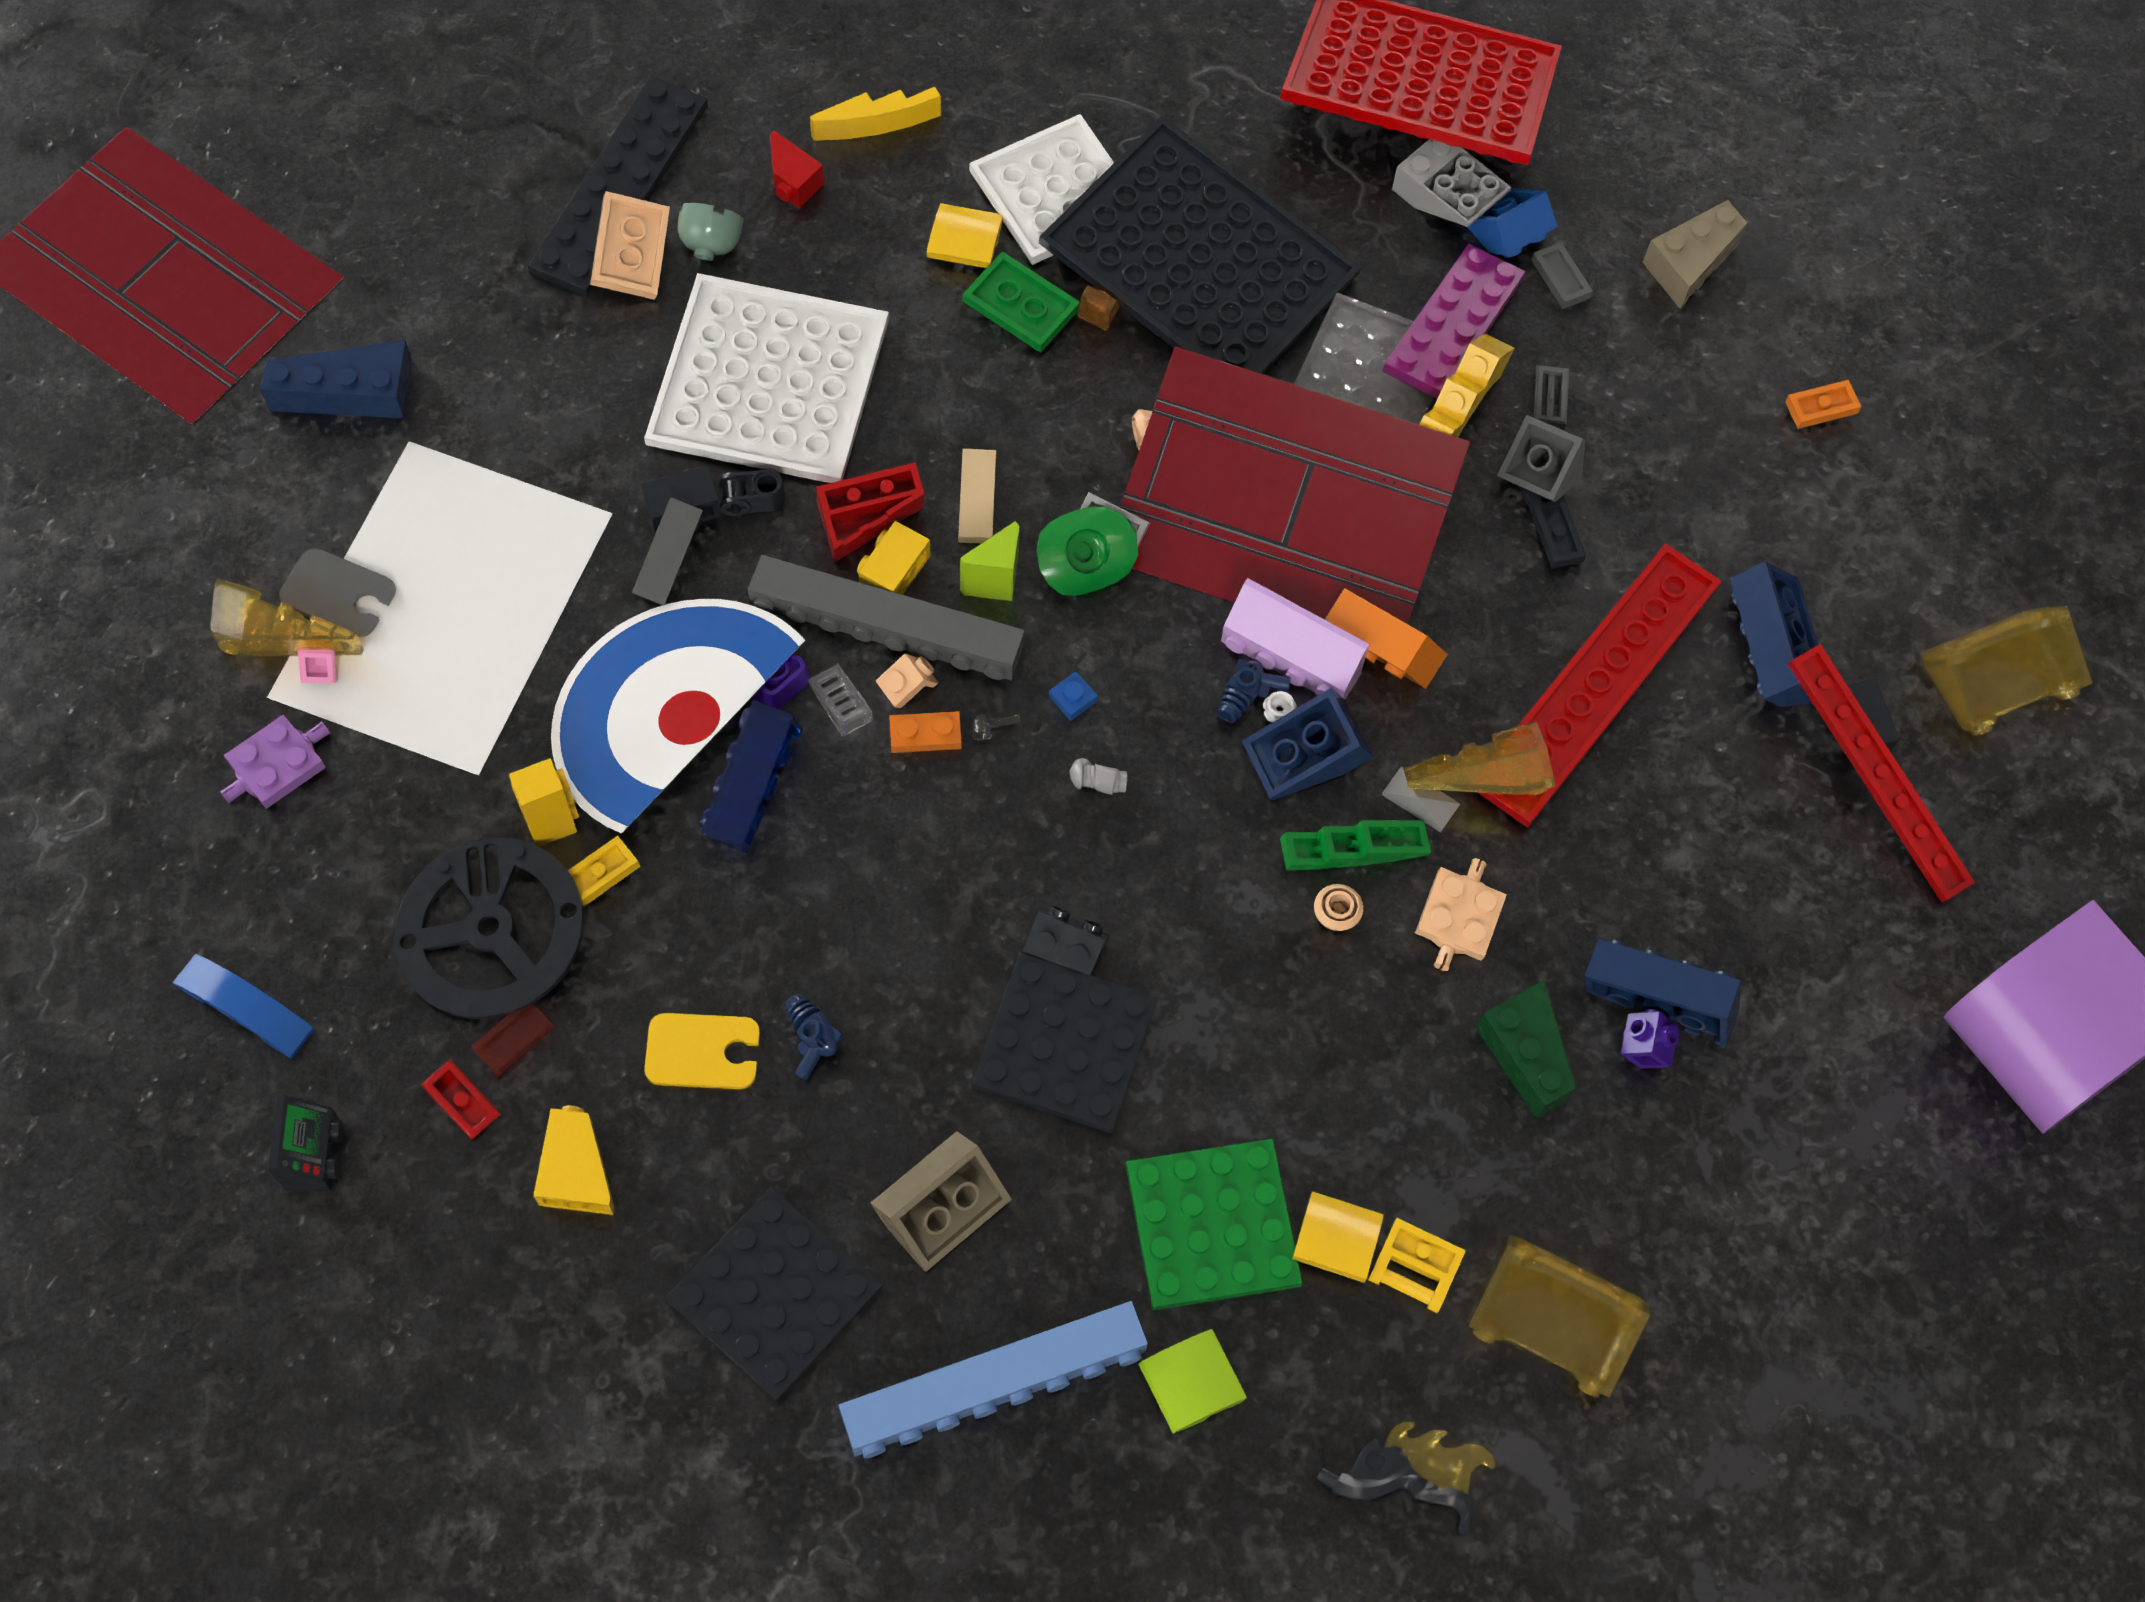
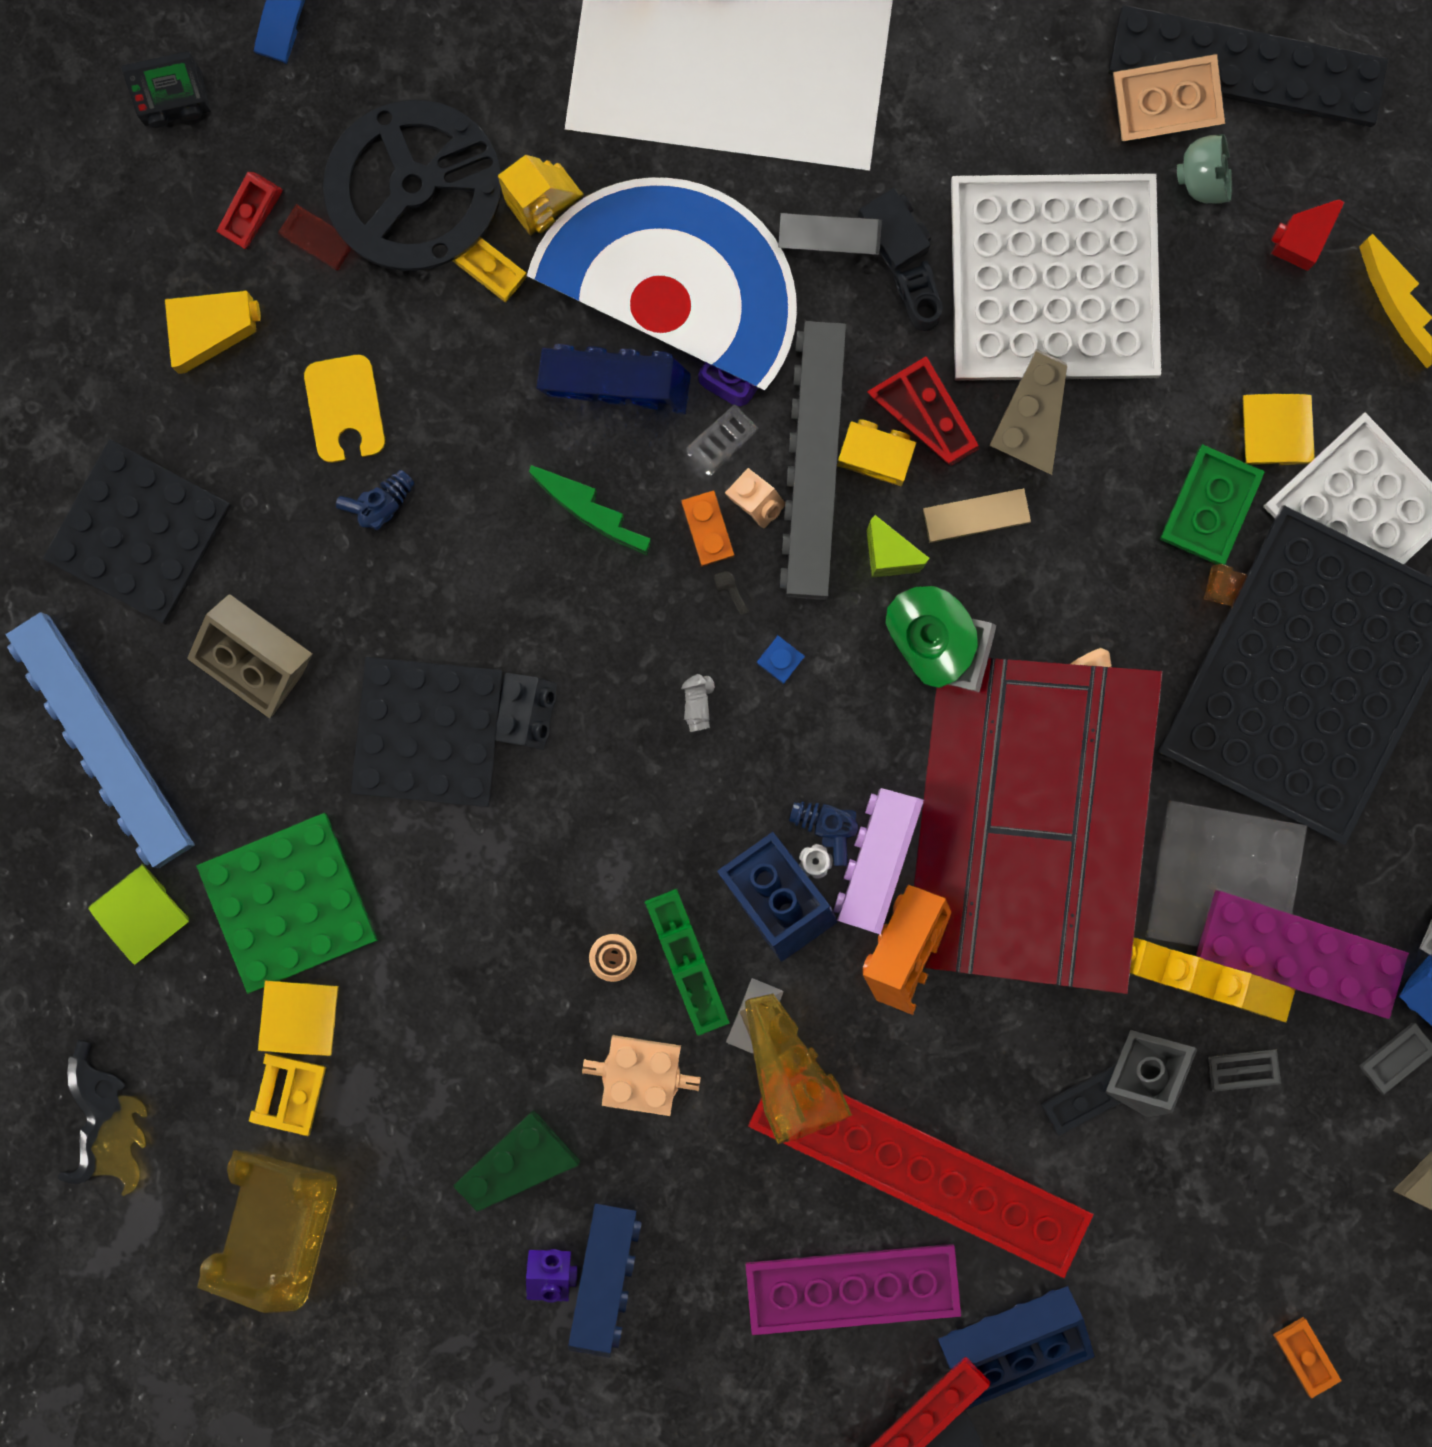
camera: 80 degrees right, 20 degrees up
(869, 838) = (579, 501): none -> green slope
(894, 415) = (1034, 413): none -> dark tan wedge
(1704, 768) = (853, 1289): none -> magenta plate

